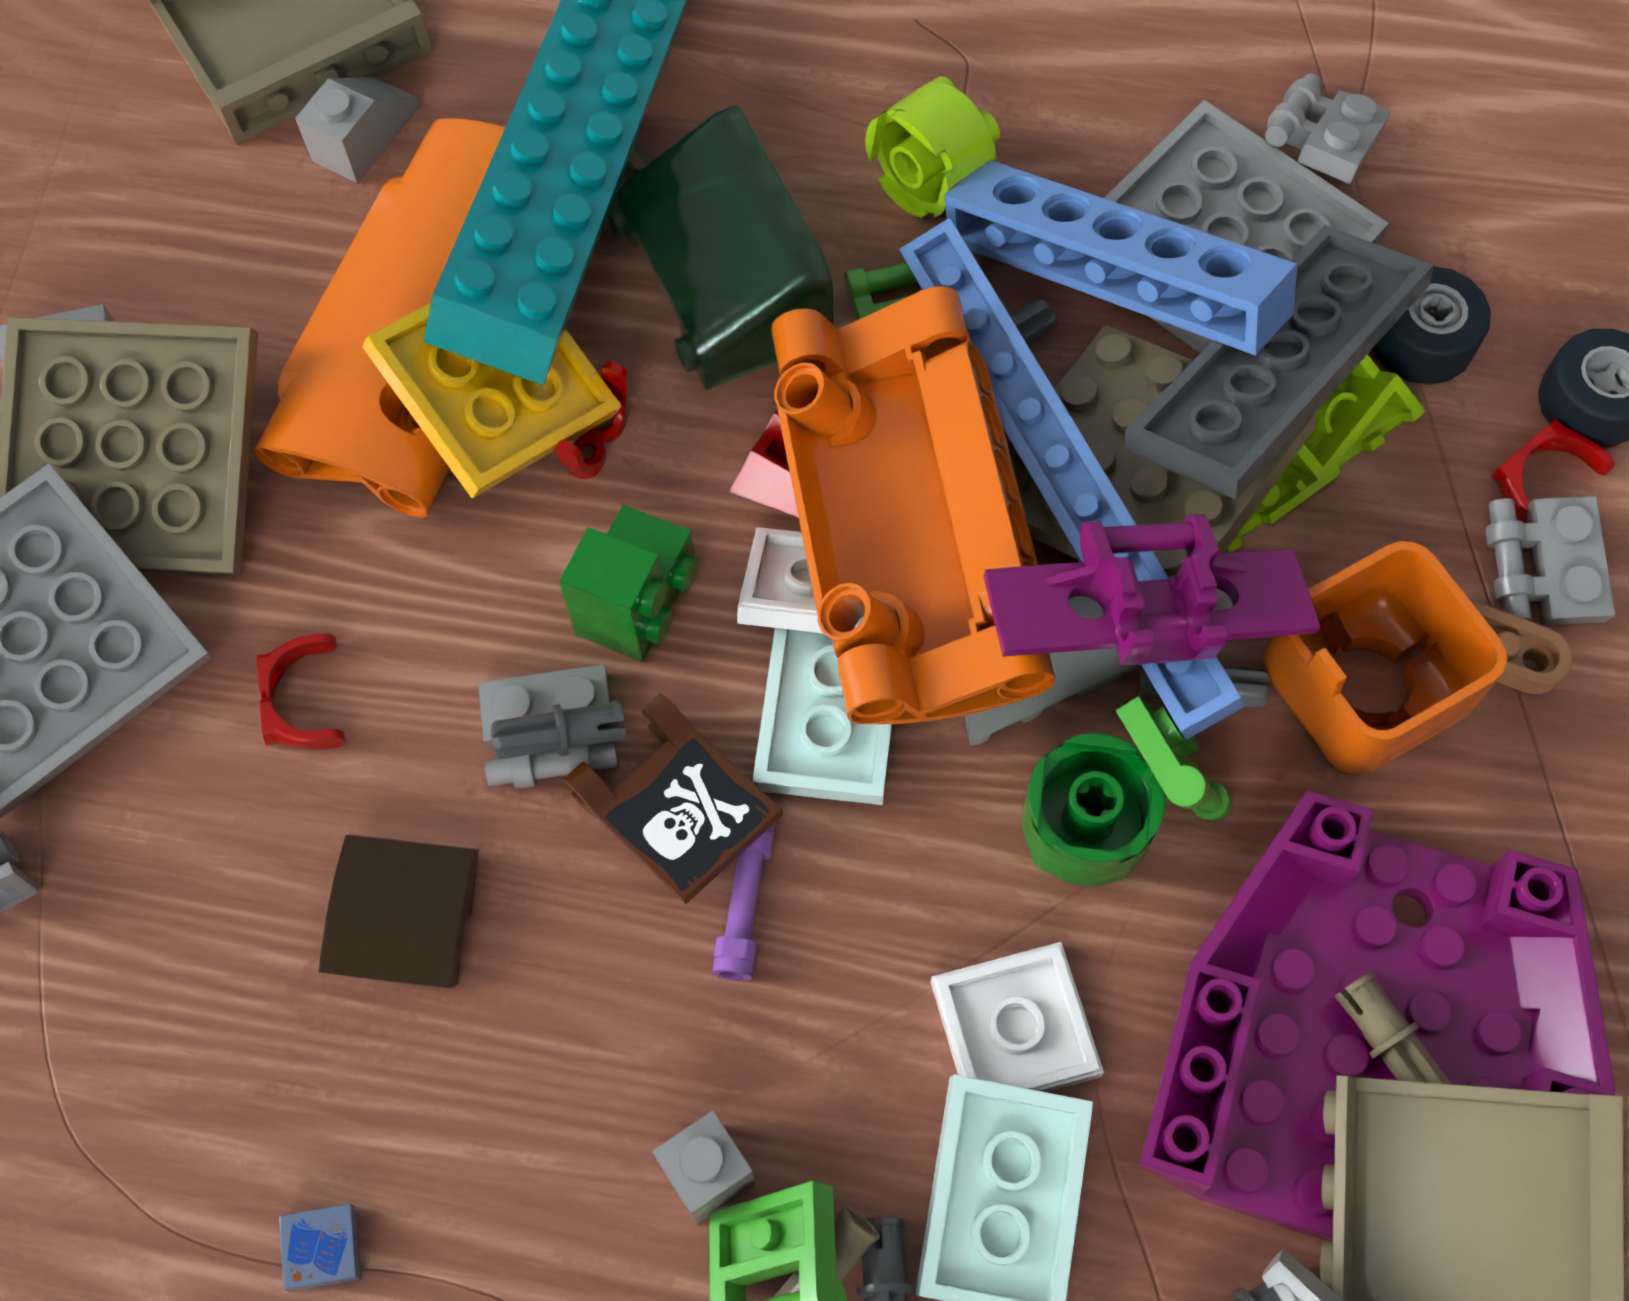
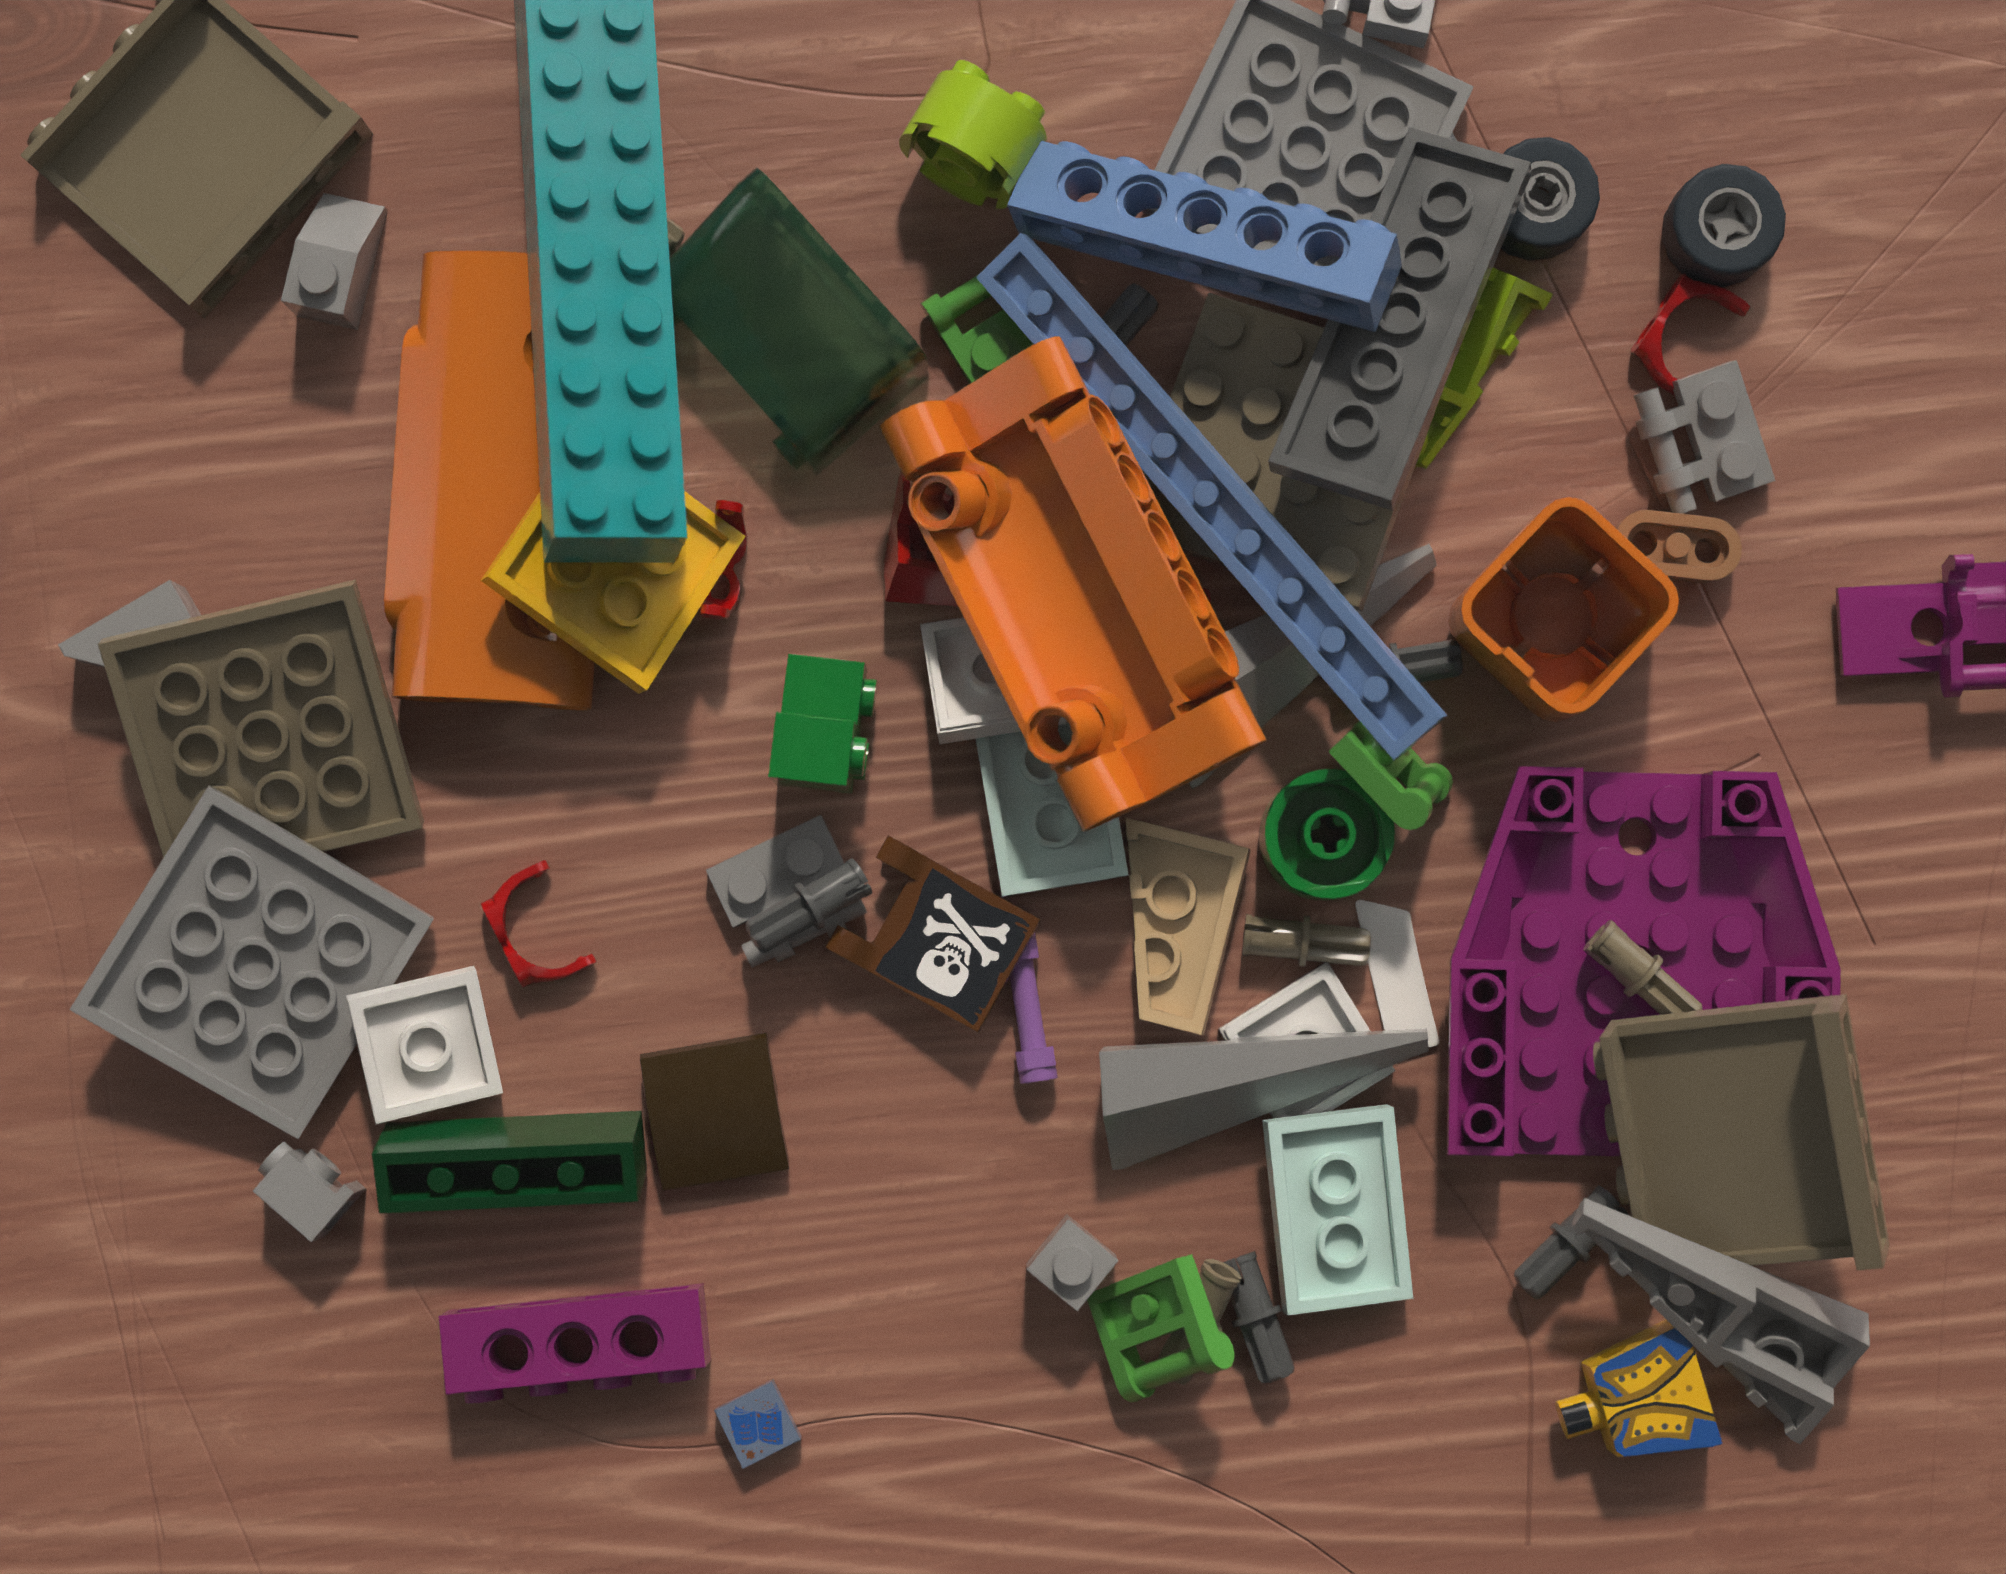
camera: 20 degrees left, 20 degrees up
(69, 1060) = (472, 1337): none -> magenta brick
(146, 760) = (424, 1044): none -> white plate
(177, 892) = (510, 1162): none -> dark green brick
(879, 1023) = (1187, 1091): none -> light grey wedge
(924, 860) = (1183, 917): none -> tan wing
(1043, 914) = (1306, 941): none -> dark tan axle
(1129, 983) = (1396, 969): none -> white sticker
(1151, 617) = (1347, 664): magenta piece -> none

